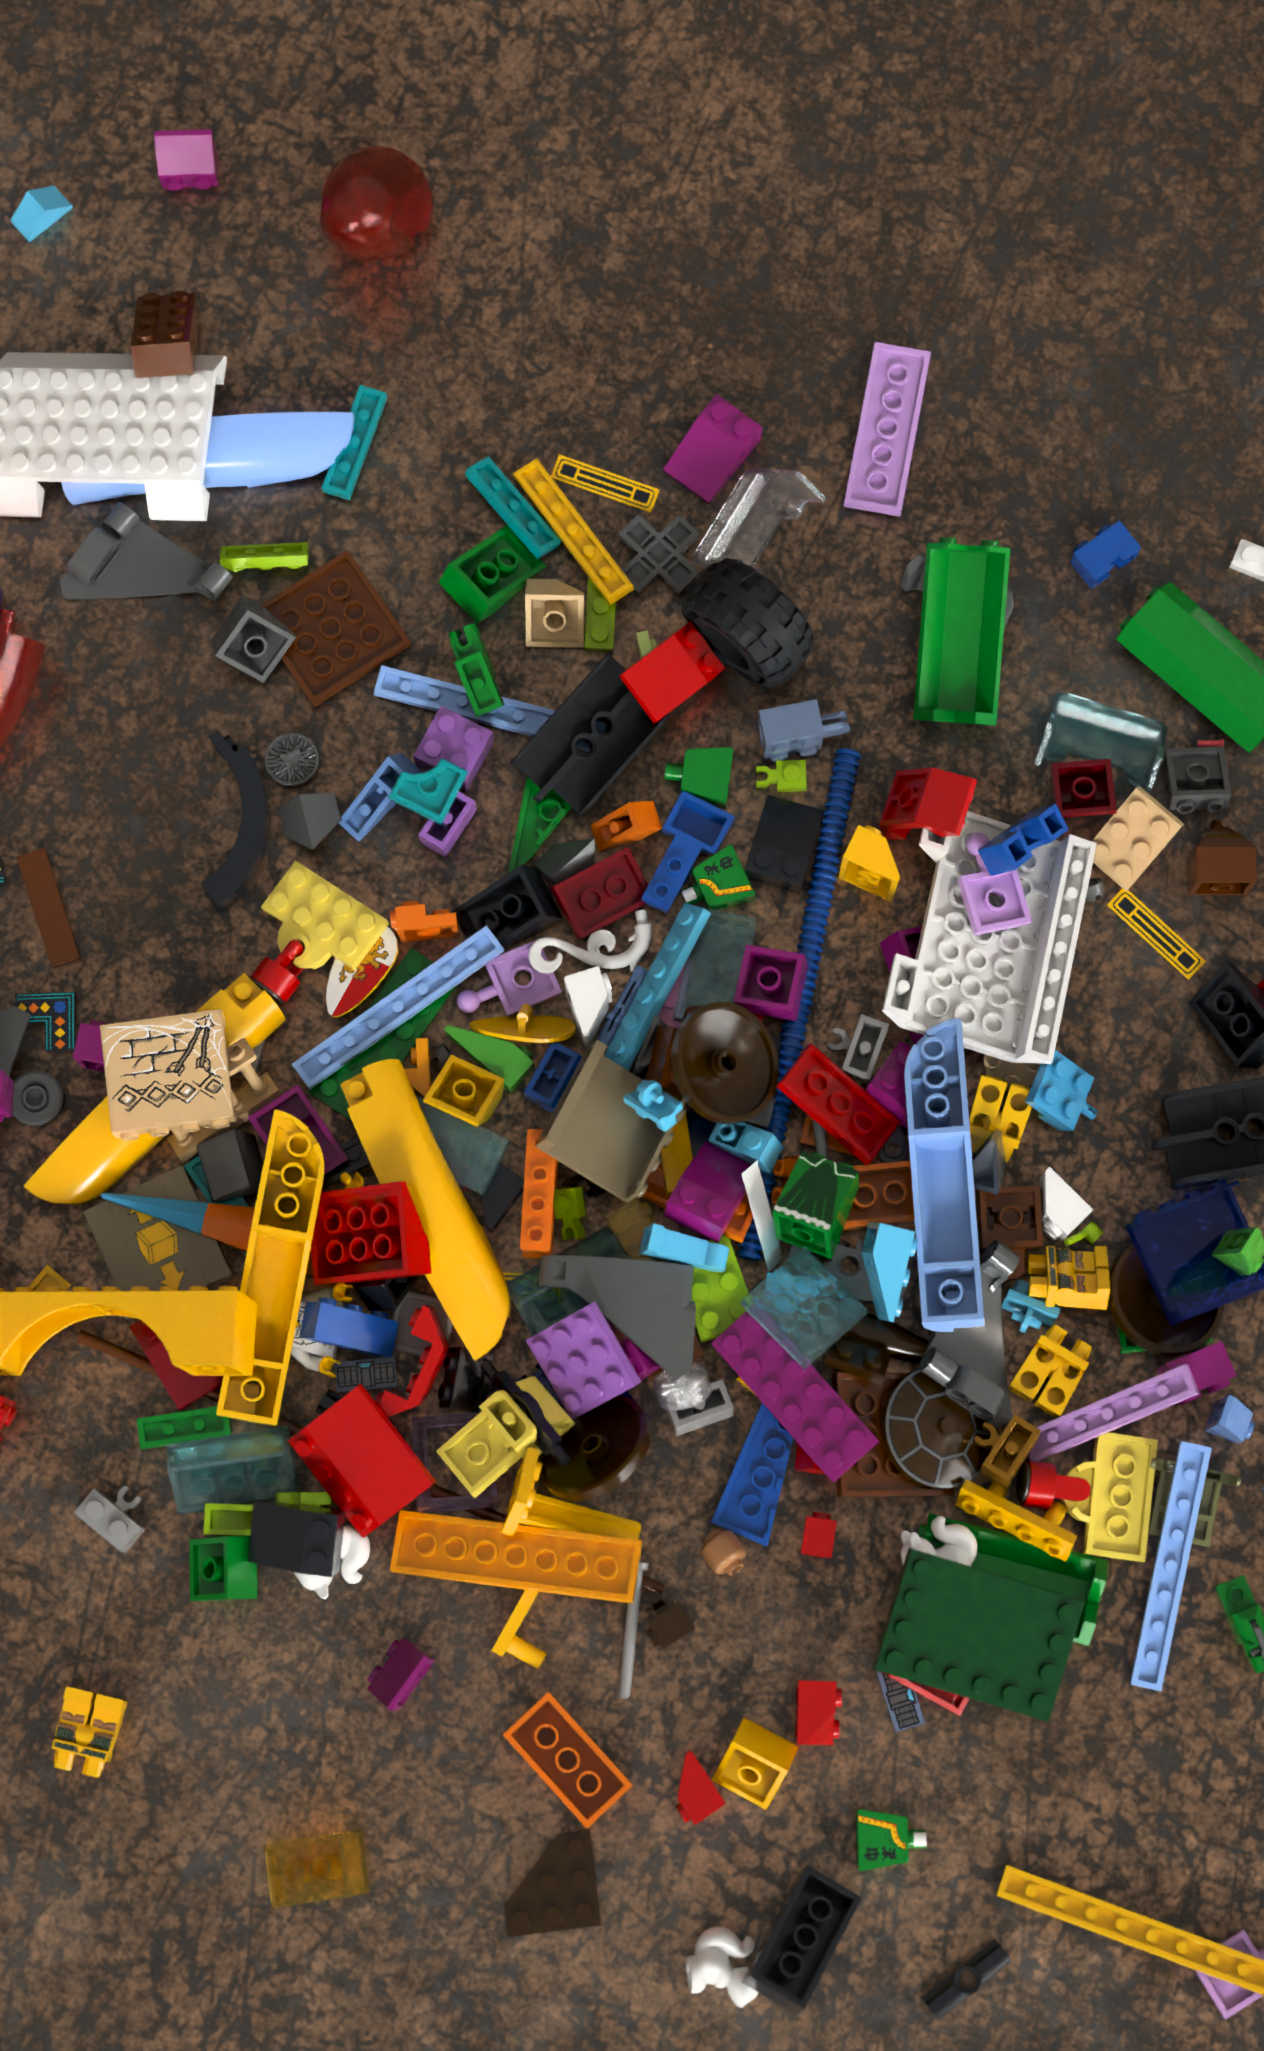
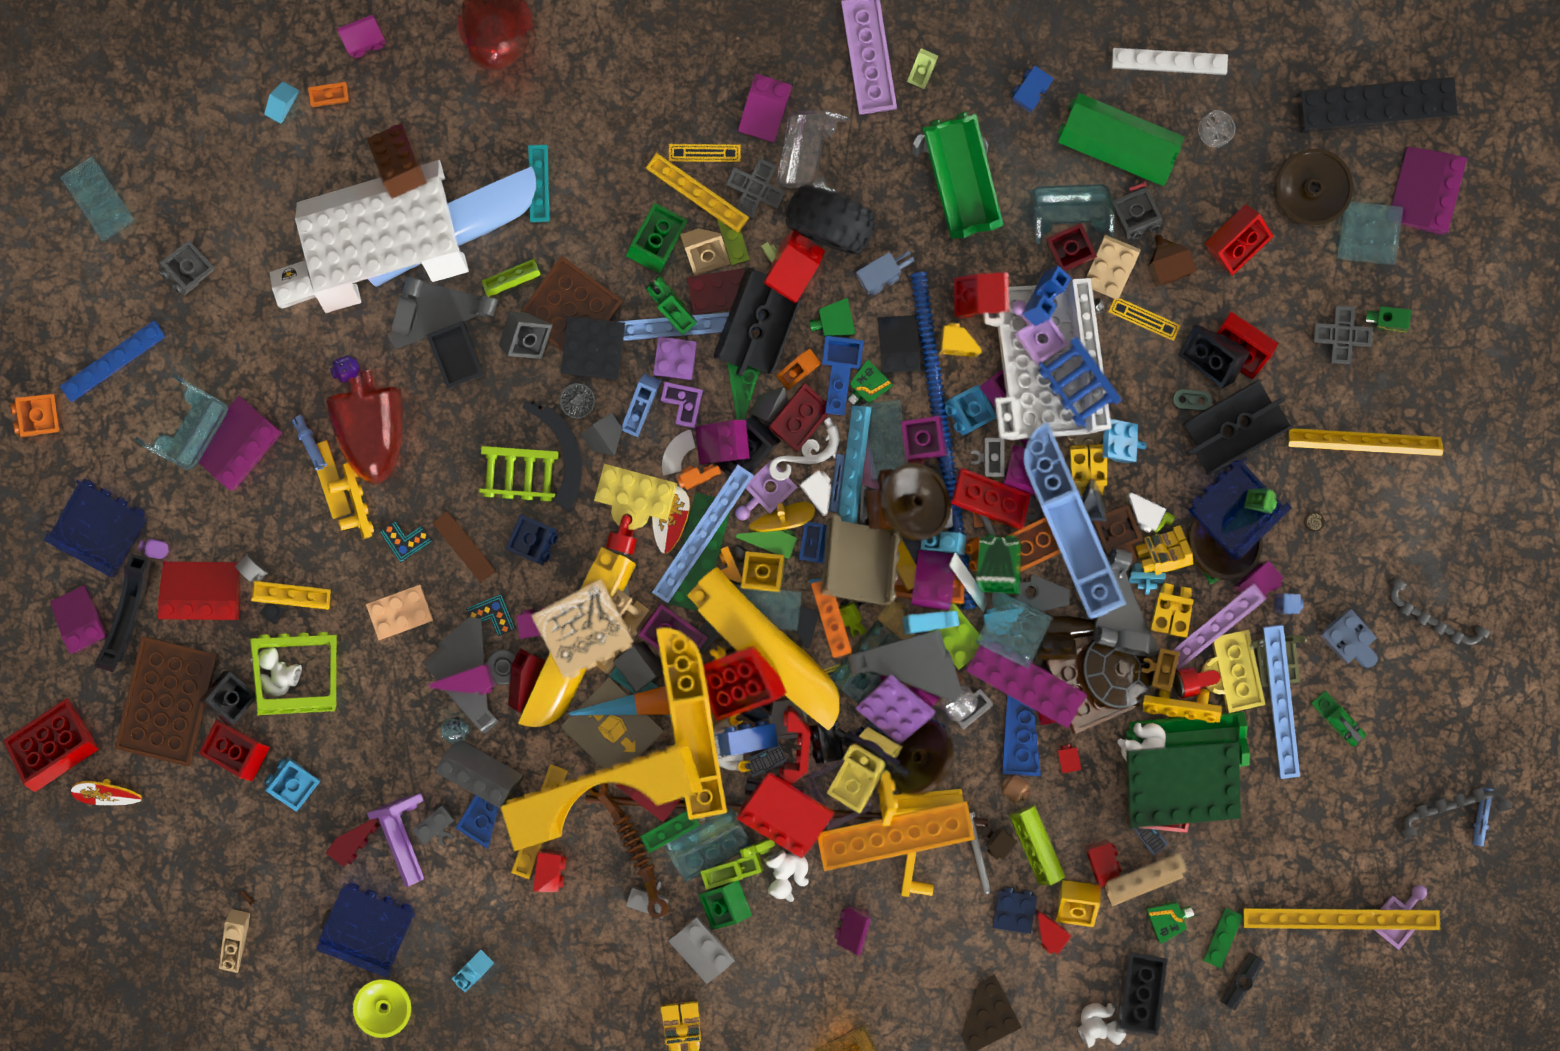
camera: 20 degrees left, 10 degrees up
(57, 1120) = (524, 675): none -> dark red slope
(110, 223) = (328, 94): none -> orange plate
(125, 1472) = (646, 870): none -> reddish brown piece
(143, 633) = (455, 355): none -> black piece
(149, 930) = (532, 540): none -> dark blue plate
(163, 1623) = (702, 949): none -> light grey slope
(166, 800) = (529, 456): none -> lime fence
(297, 1537) = (764, 874): black slope -> none
(341, 691) = (593, 348): none -> black plate
(406, 881) = (676, 451): none -> white tile
(430, 792) = (673, 395): teal tile -> none
(478, 885) = (722, 442): none -> magenta slope
(512, 507) = (653, 190): teal plate -> none
(545, 675) = (714, 291): none -> dark red plate
(568, 1759) = (969, 941): orange brick -> none
(654, 1103) = (881, 541): medium azure hips -> none
(655, 1739) = (1014, 910): none -> dark blue plate
(724, 1649) = (1037, 845): none -> lime brick
(788, 775) = (885, 300): lime plate -> none
(853, 970) = (970, 410): none -> dark azure plate
(869, 1759) = (1145, 880): none -> tan panel
(886, 1261) = (1053, 583): medium azure slope -> none
(957, 472) = (922, 68): none -> yellowish green slope
(958, 1900) = (1222, 937): none -> green plate
(1049, 957) = (1087, 365): none -> blue fence
(1186, 1070) = (1191, 399): none -> sand green plate

